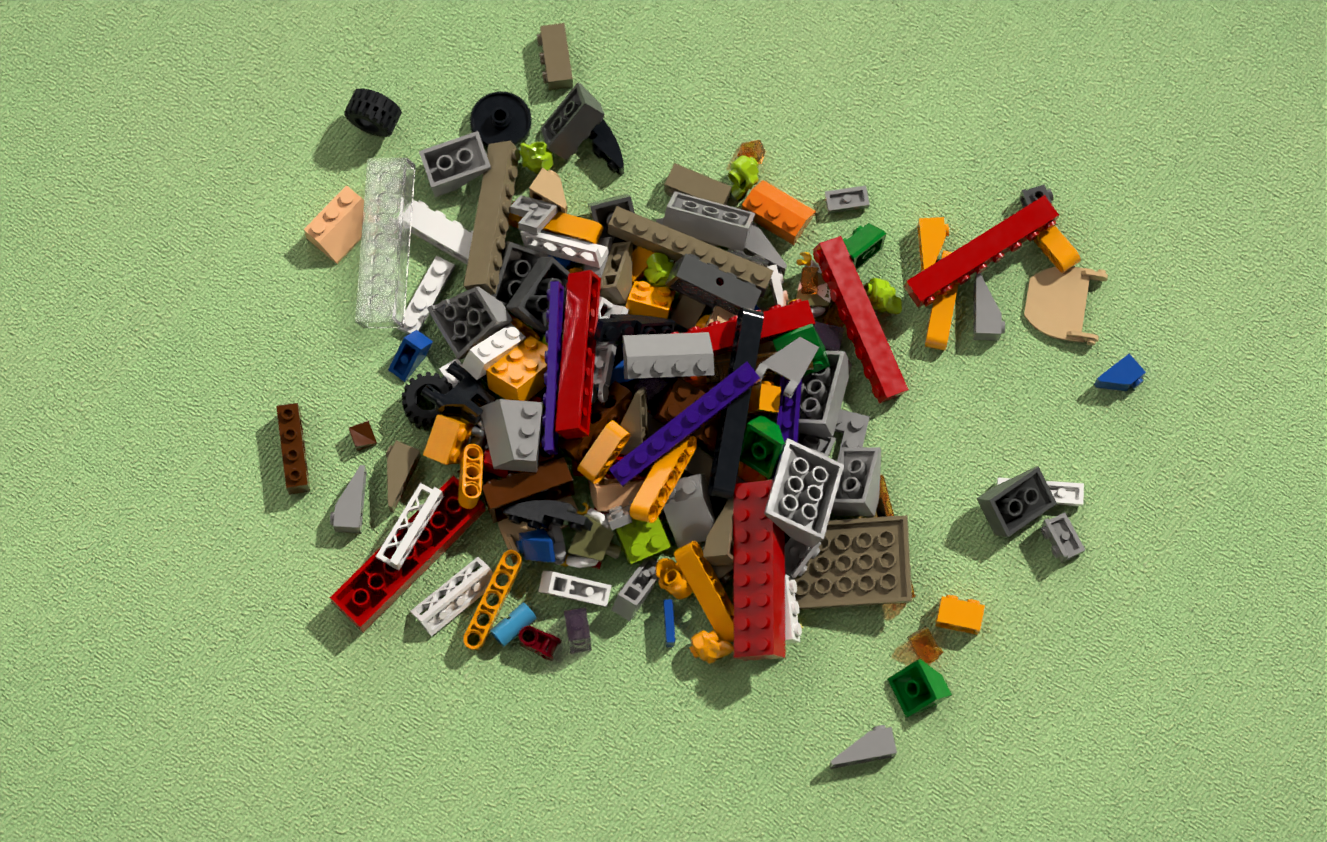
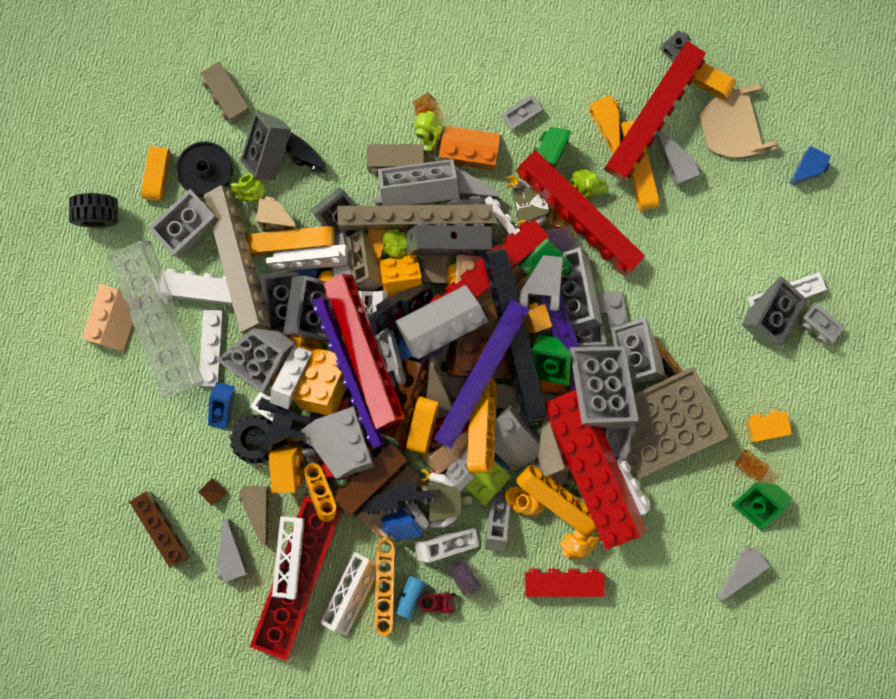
camera: 20 degrees left, 10 degrees up
(450, 104) = (155, 173): none -> light orange beam
(534, 213) = (273, 241): light grey plate -> none
(669, 623) = (536, 538): blue tile -> none
(676, 679) = (563, 583): none -> red brick
(809, 280) = (524, 198): clear orange slope -> none

